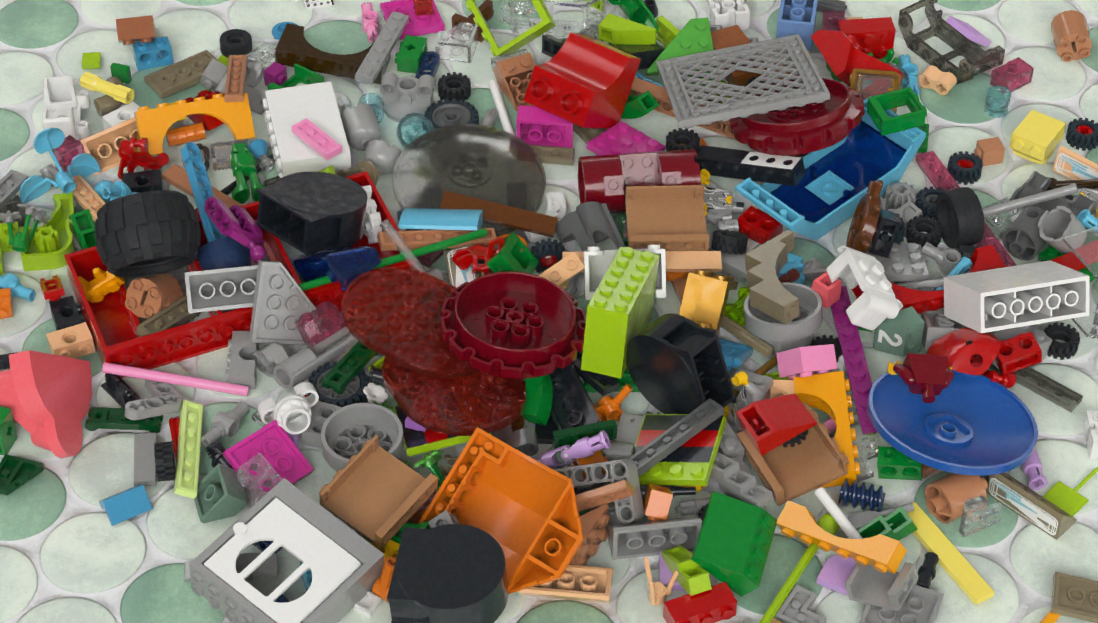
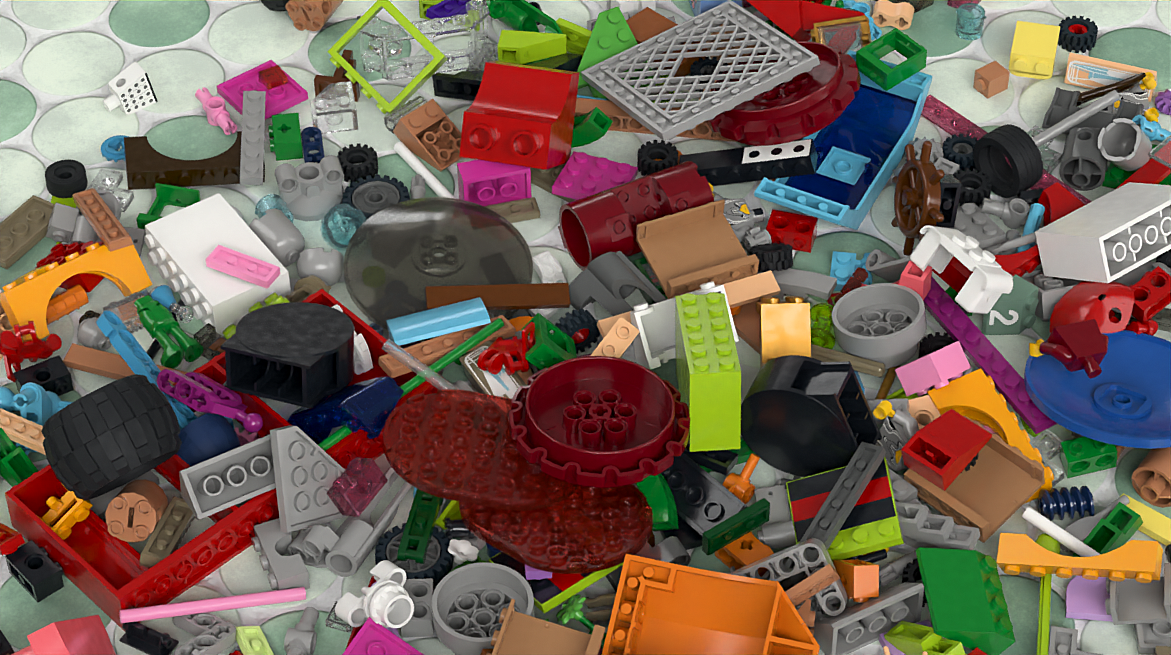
camera: 20 degrees left, 0 degrees up
(71, 341) = (56, 598): light nougat brick -> none
(275, 73) = (135, 202): magenta plate -> none
(581, 449) = (738, 546): lavender piece -> none
(762, 274) = (857, 301): dark tan arch -> none
(957, 167) = (974, 104): black bush -> none

